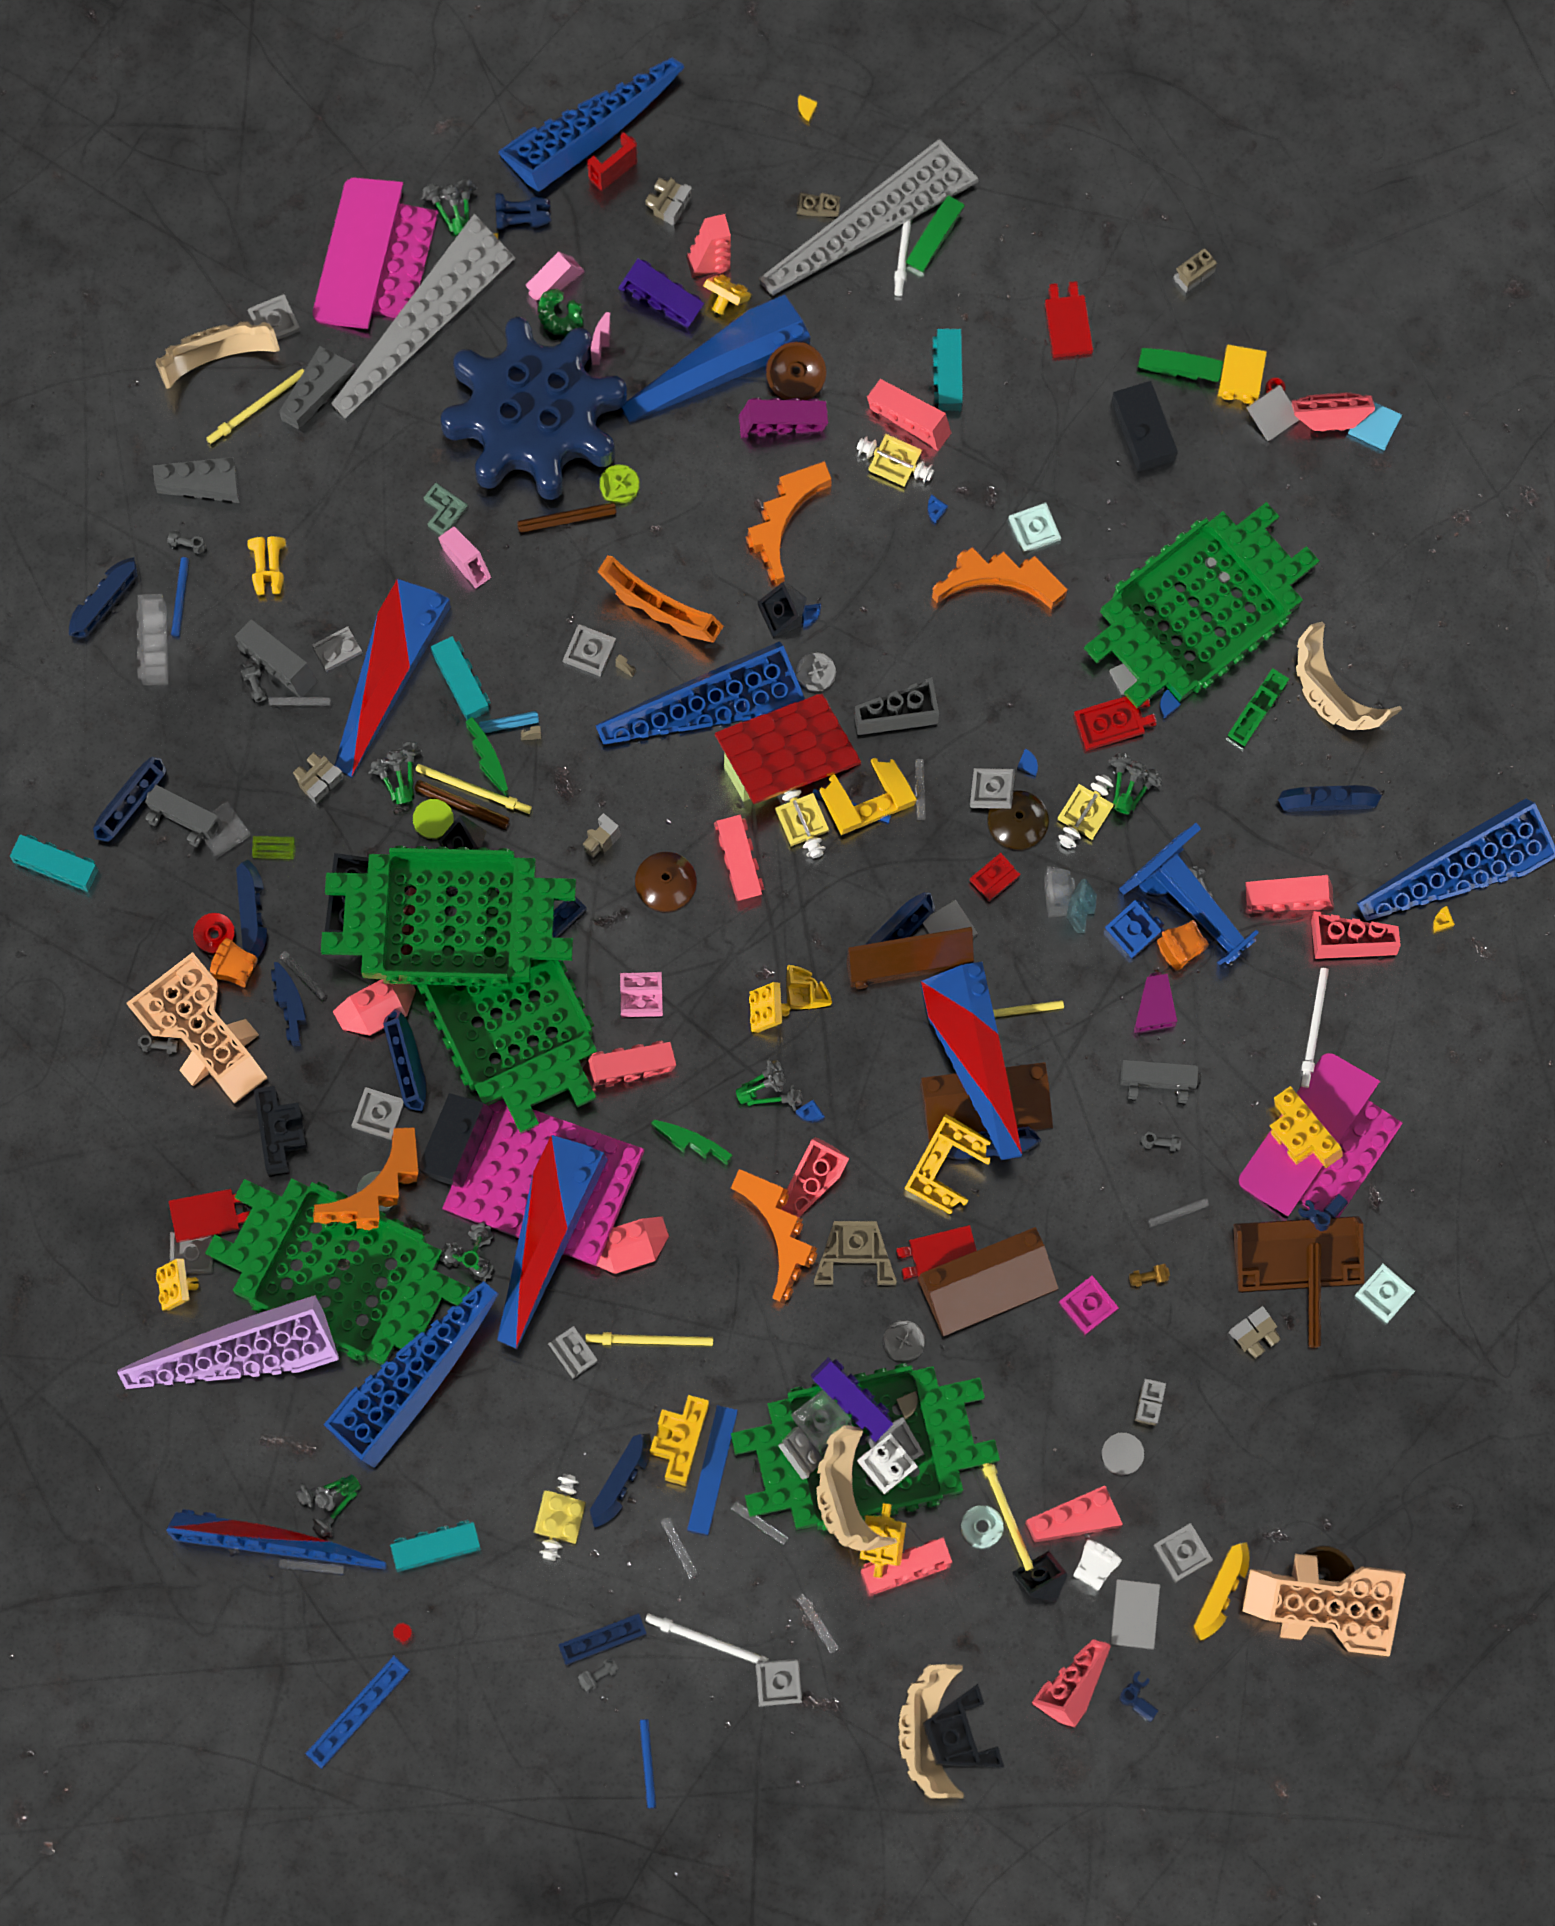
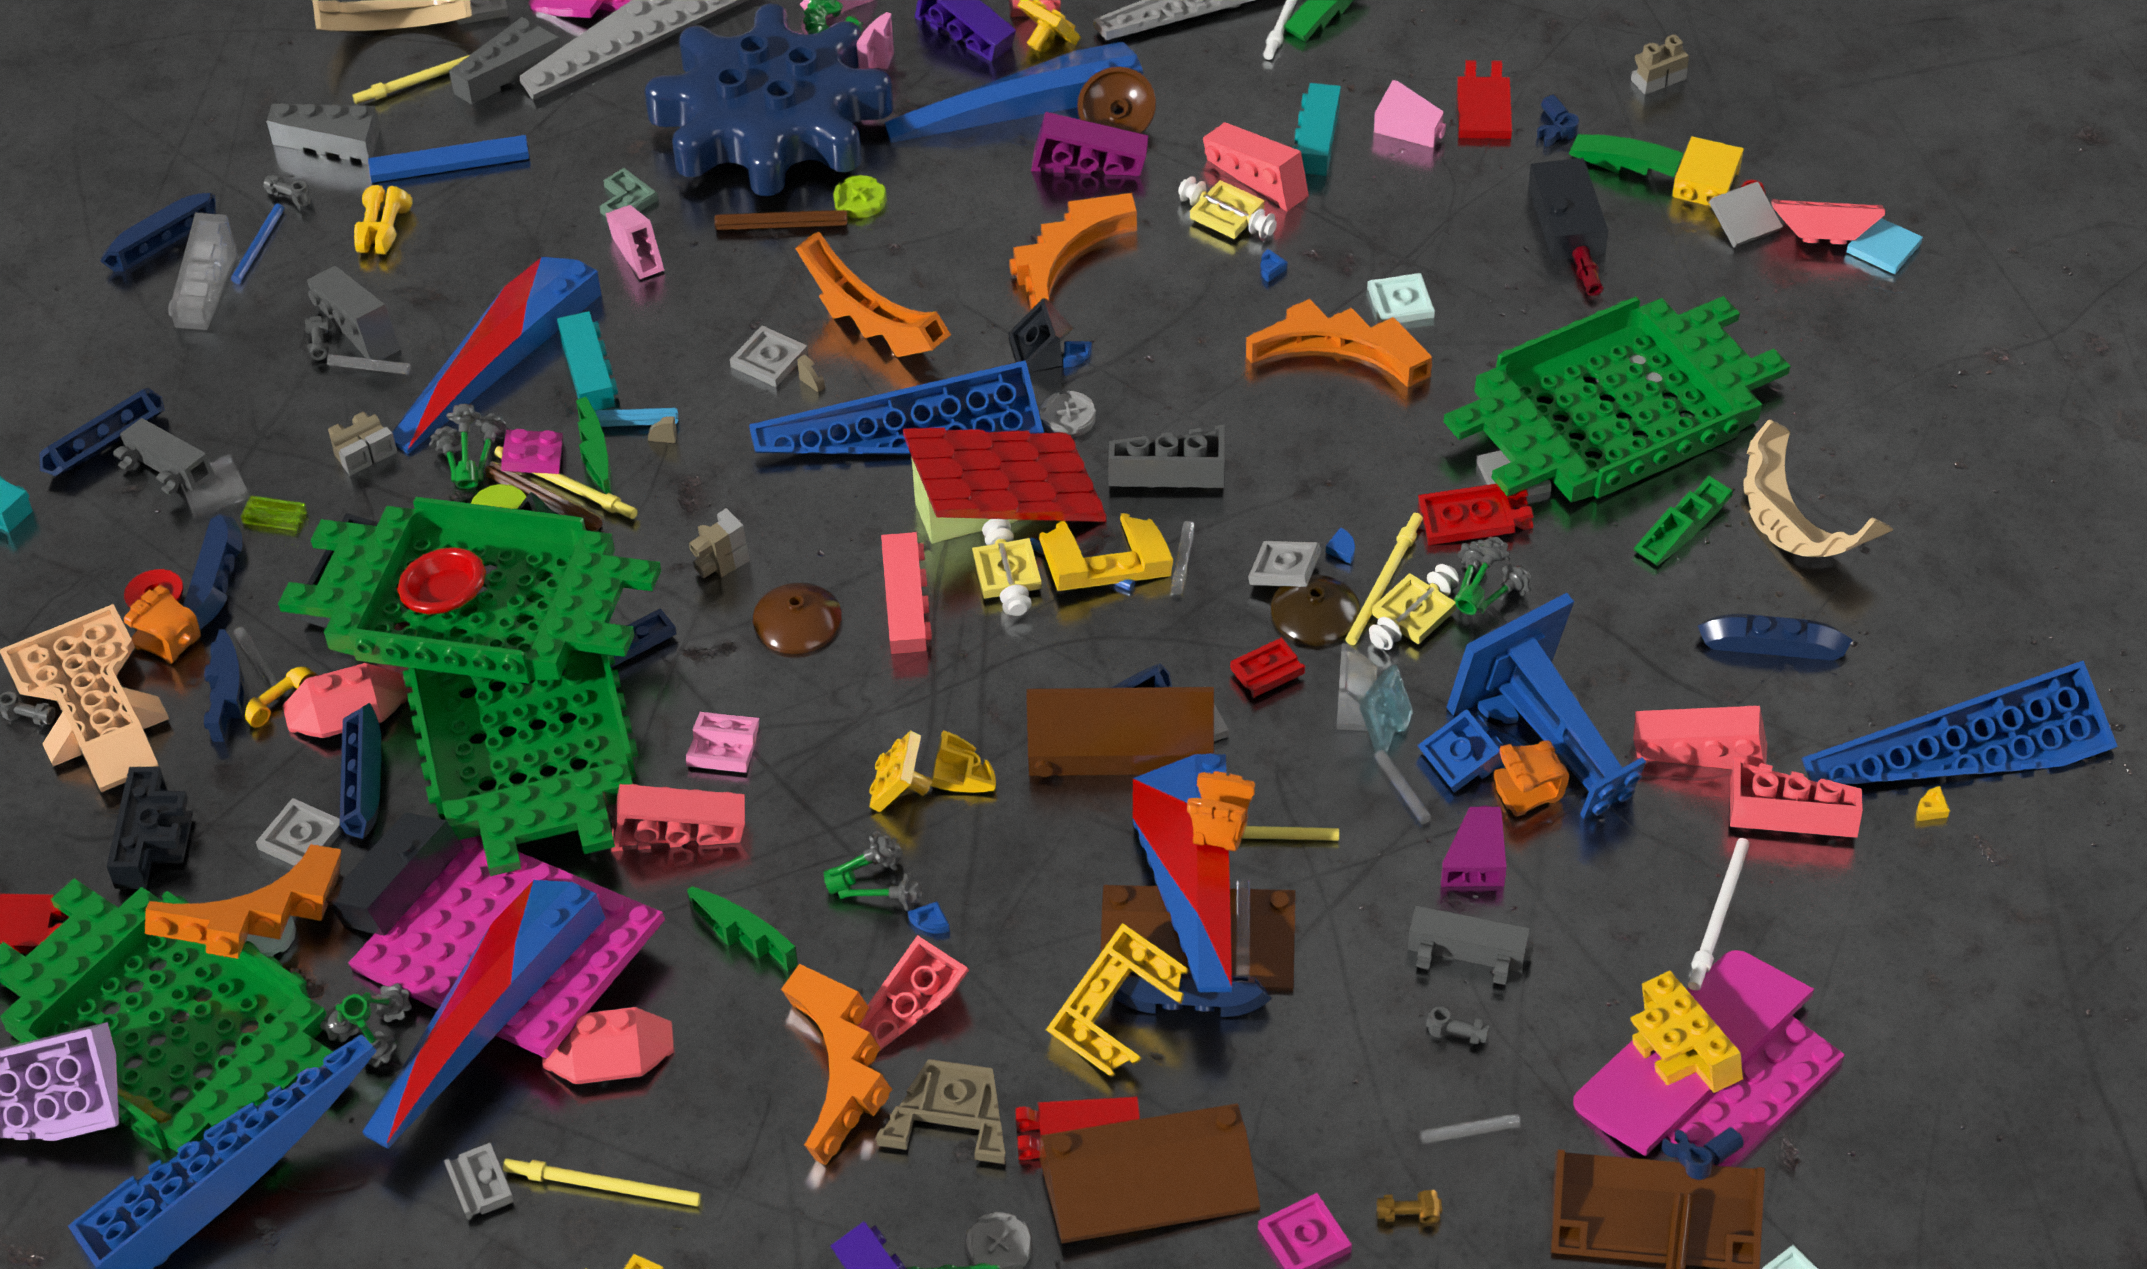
camera: 15 degrees right, 25 degrees down
(298, 490) = (448, 158): none -> blue tile
(337, 649) = (438, 317): light grey plate -> none
(339, 989) = (257, 711): none -> yellow bar
(345, 1337) = (146, 1106): none -> clear yellow bar
(430, 918) = (441, 580): none -> red piece
(444, 768) = (532, 451): none -> dark pink plate
(994, 1025) = (1222, 810): none -> orange piece
(1015, 347) = (1408, 117): none -> bright pink slope
(1016, 1096) = (1243, 927): none -> clear bar
(1070, 750) = (1404, 540): none -> light yellow bar
(1099, 959) = (1402, 786): none -> clear bar
(1133, 336) = (1565, 123): none -> dark blue bar
(1165, 482) = (1587, 271): none -> dark red pin
(1168, 704) = (1554, 504): blue tile -> none

